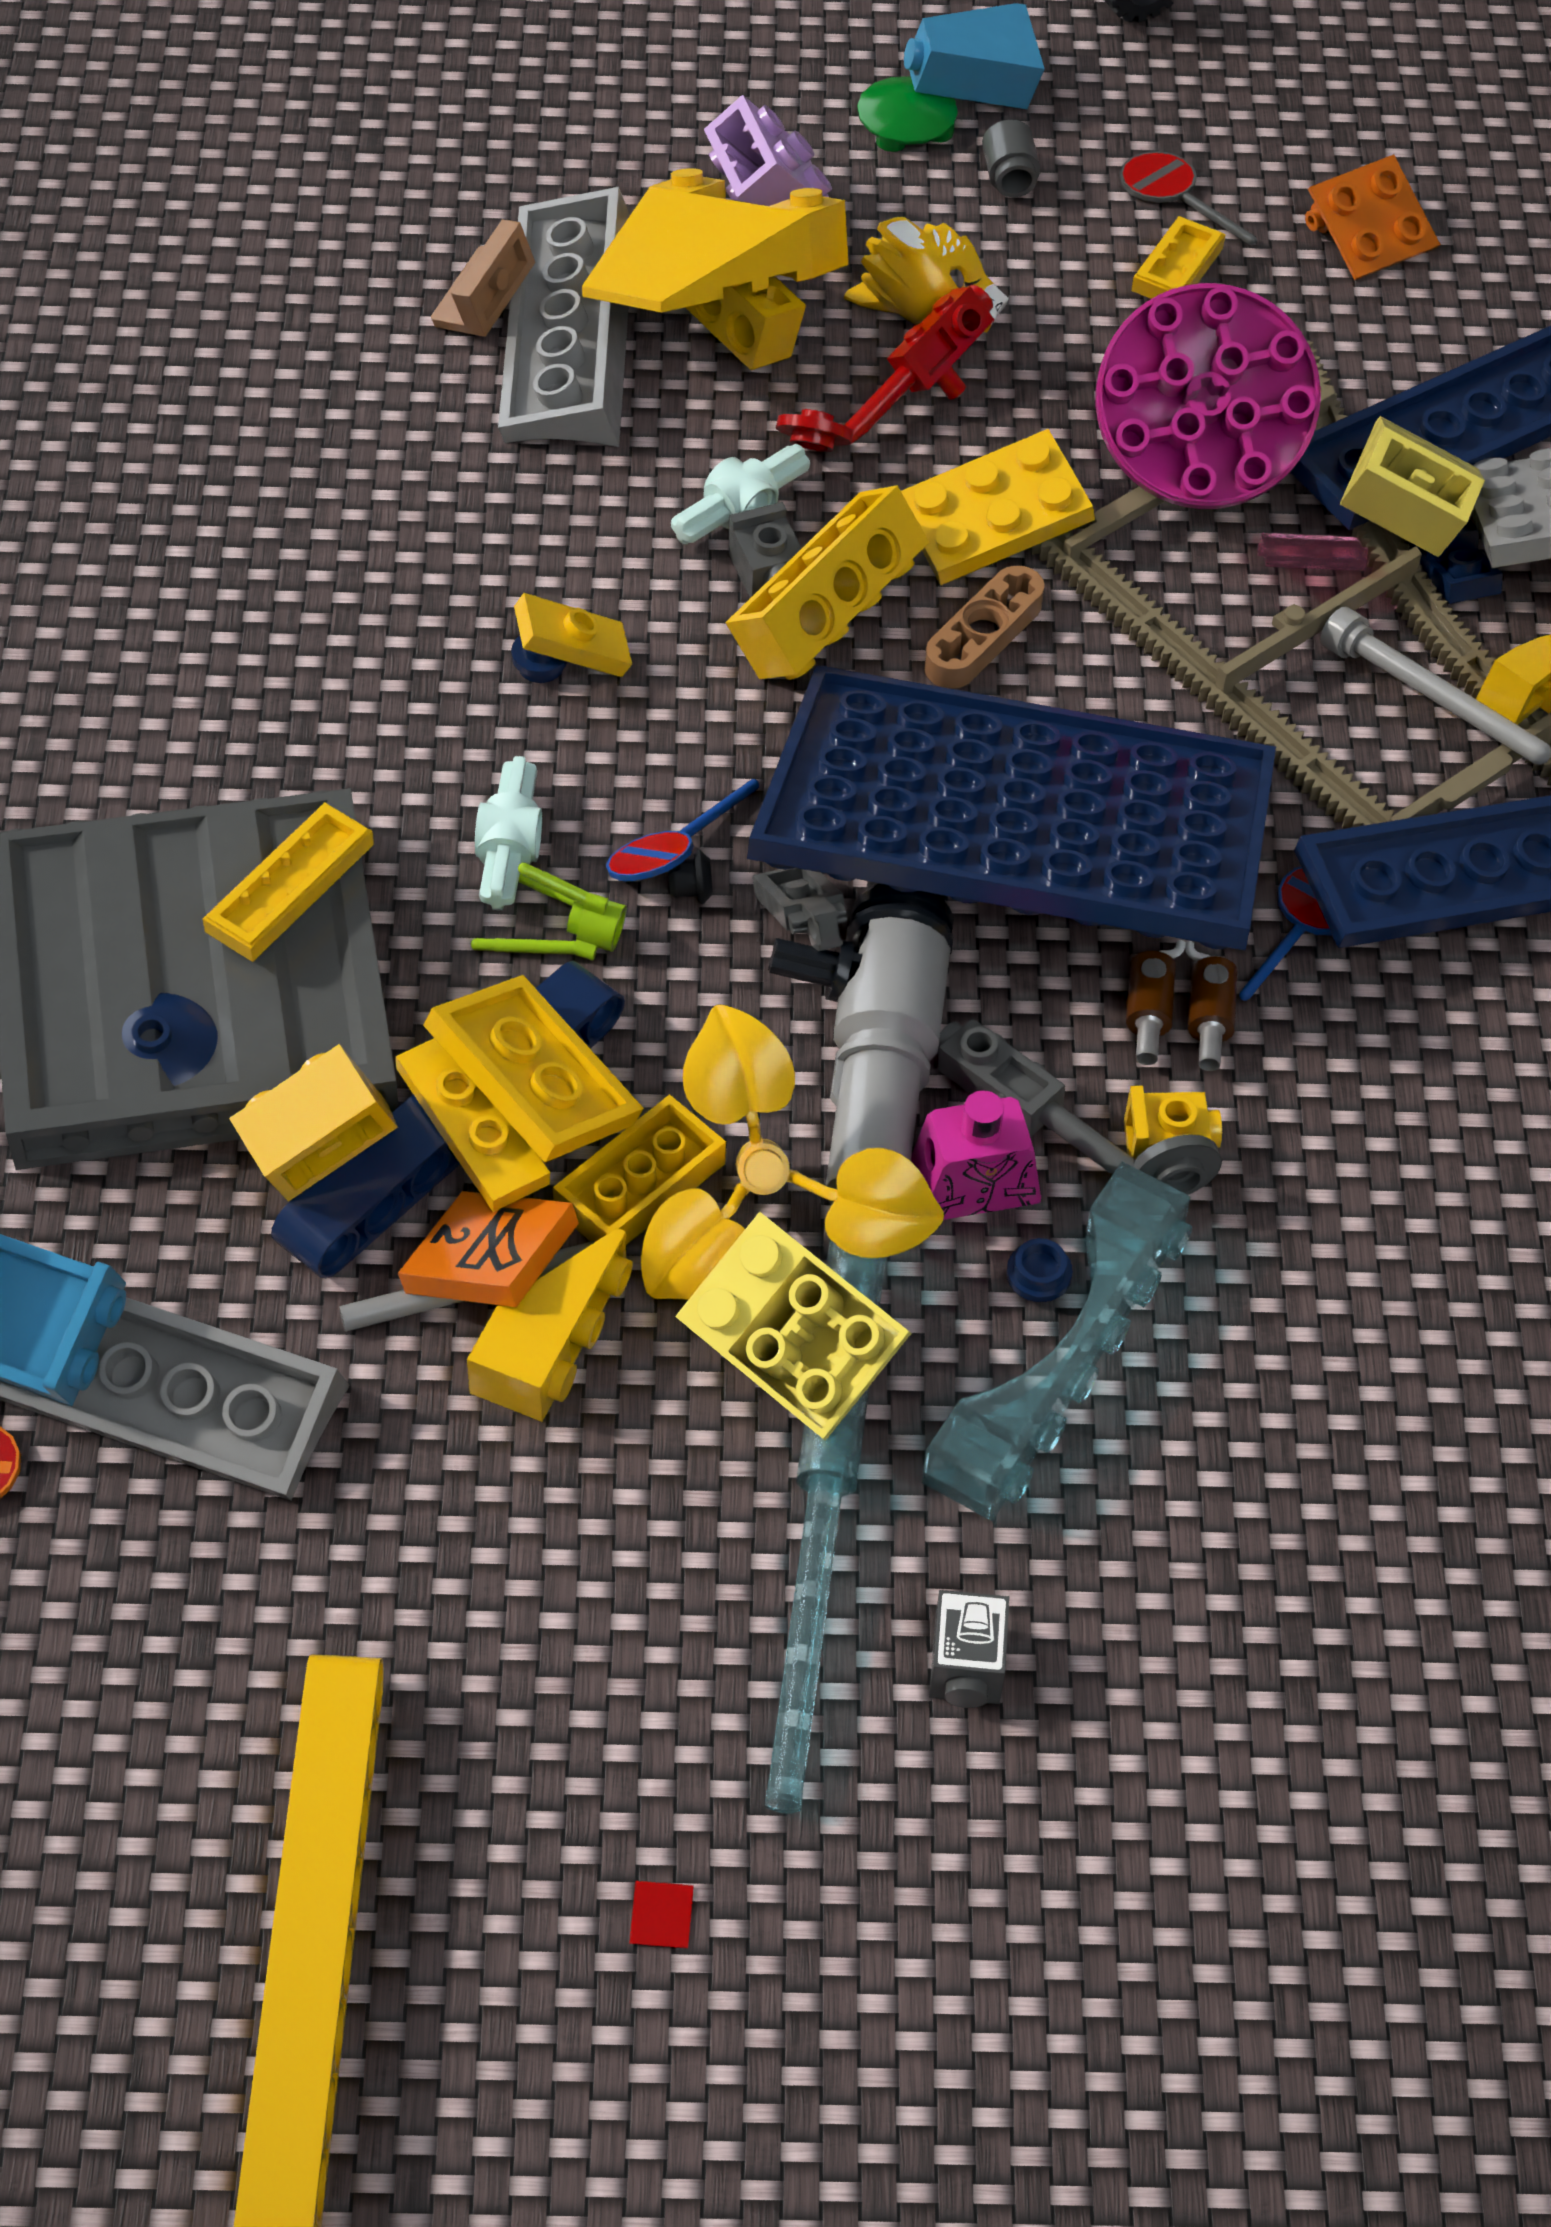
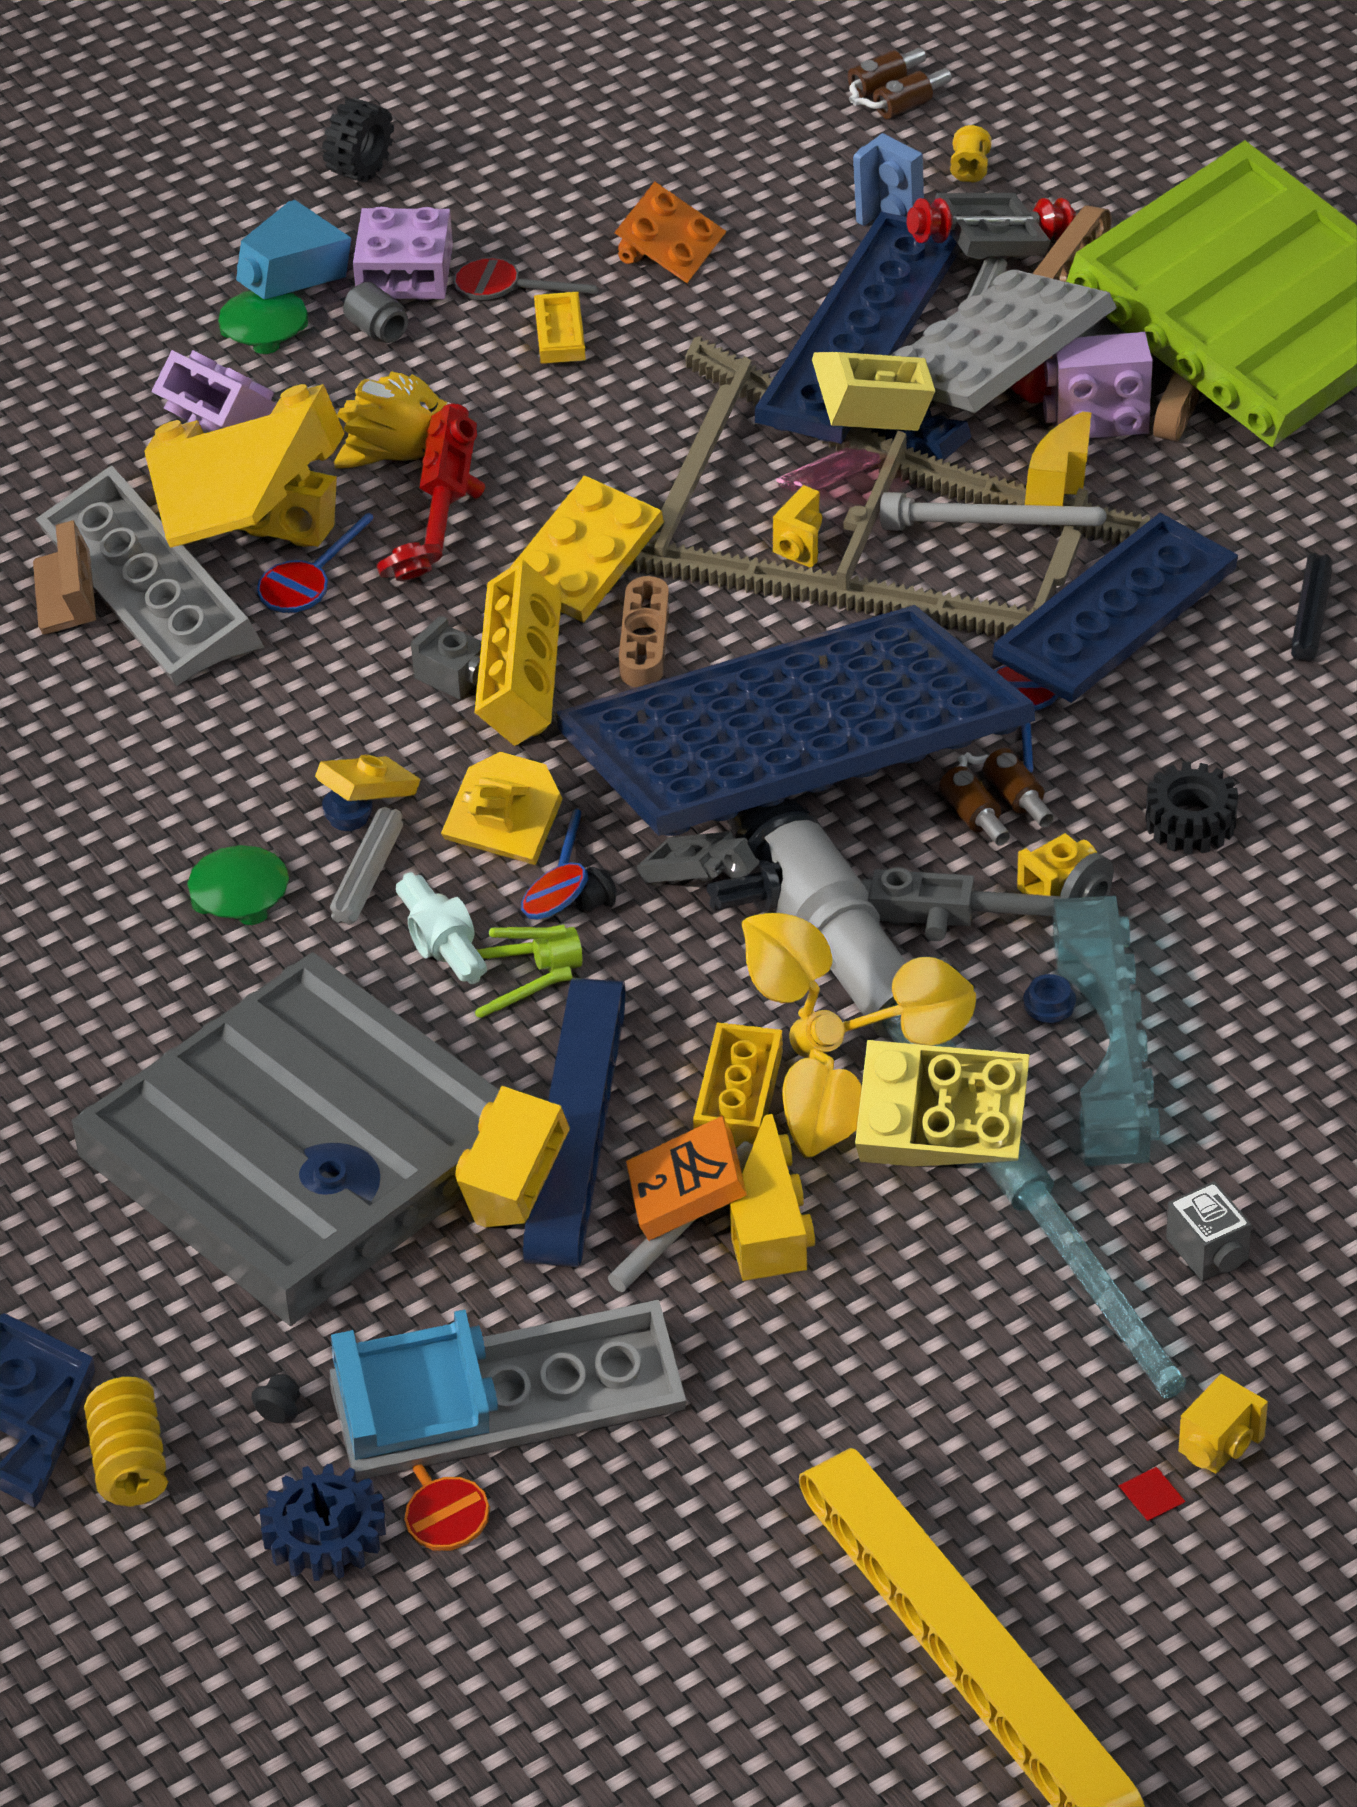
camera: 30 degrees left, 10 degrees down
(288, 882) = (336, 1026): yellow plate -> none
(373, 677) = (238, 883): none -> green dish
(473, 1128) = (610, 1103): yellow plate -> none
(504, 726) = (366, 865): none -> light grey axle
(533, 1067) = (625, 1045): yellow plate -> none
(677, 738) = (504, 807): none -> yellow piece
(706, 397) = (299, 583): none -> piece
(737, 488) = (391, 629): light aqua axle -> none
(783, 1887) = (1221, 1424): none -> yellow brick
(978, 1156) = (964, 936): dark pink torso -> none
(1088, 109) = (404, 251): none -> lavender brick
(1207, 396) = (686, 396): dark pink bracket -> none
(1229, 593) = (797, 527): none -> yellow bracket
(1381, 1111) = (1191, 827): none -> black tyre

